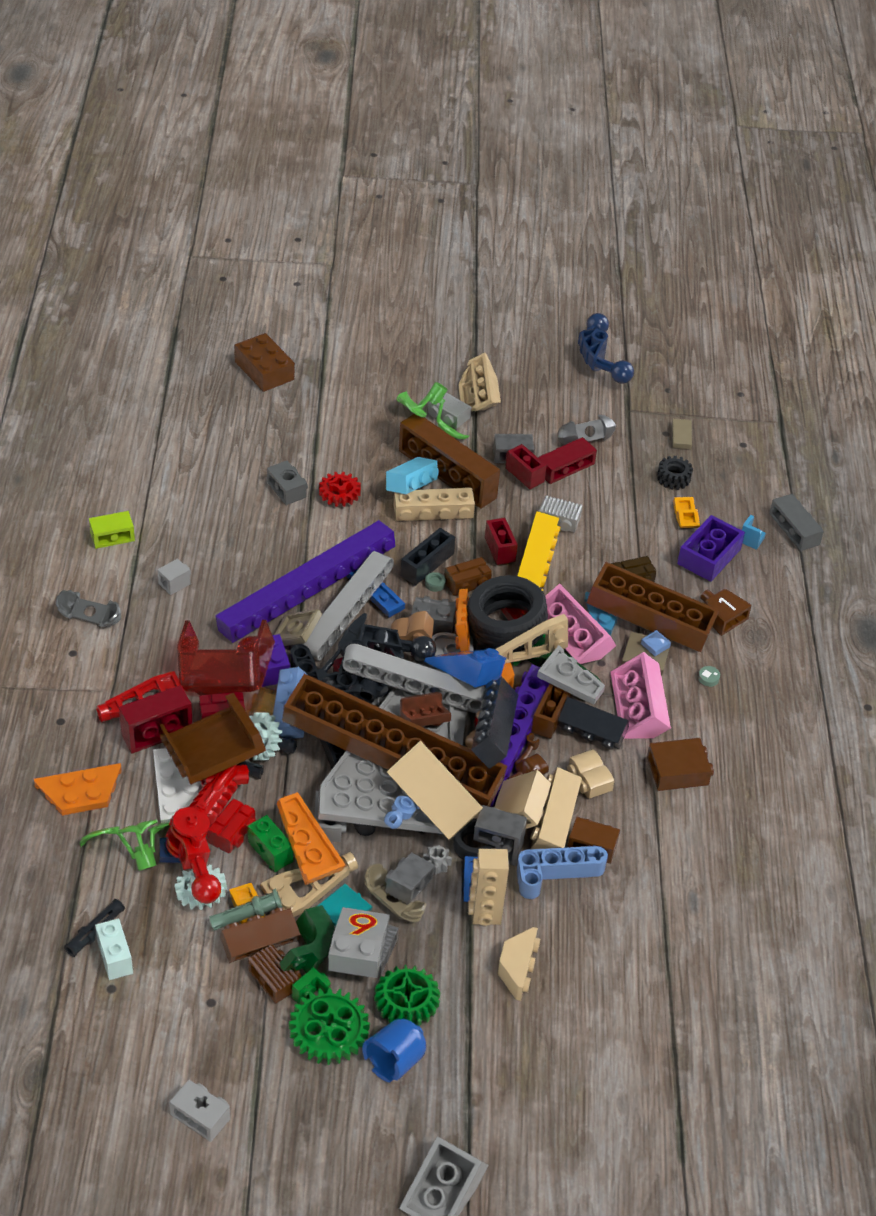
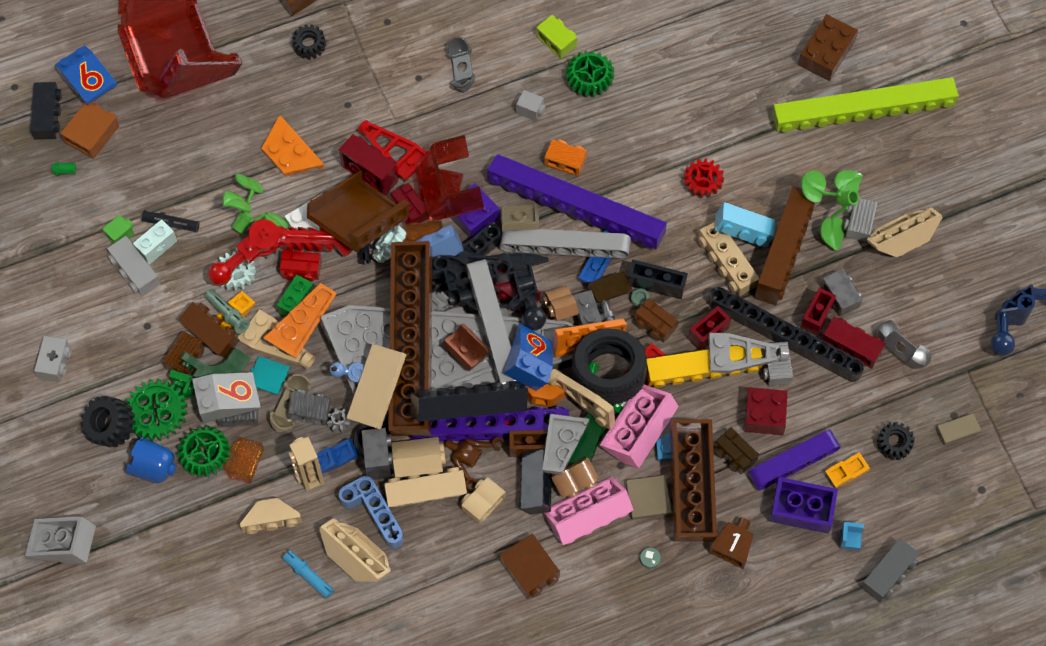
camera: 70 degrees right, 20 degrees up
(74, 982) = (118, 229): none -> bright green brick
(130, 982) = (133, 266): none -> light grey brick
(171, 522) = (597, 66): none -> green gear
(251, 573) = (565, 157): none -> orange brick
(286, 482) = (689, 125): dark grey brick -> none
(301, 1079) = (95, 418): none -> black tyre
(337, 366) = (865, 105): none -> lime brick
(416, 590) = (610, 287): none -> dark brown panel
(439, 961) = (244, 460): none -> clear orange brick
(530, 498) = (796, 334): none -> black beam
(536, 536) = (720, 353): none -> light grey plate
(590, 833) = (415, 527): reddish brown brick -> none
(598, 954) = (301, 568): none -> dark azure pin
(604, 538) = (766, 411): none -> dark red brick
(604, 899) = (354, 552): none -> tan wedge
(611, 697) = (575, 477): none -> medium nougat brick
(655, 643) = (658, 499): medium blue tile -> none
(660, 541) = (794, 459): none -> dark purple beam

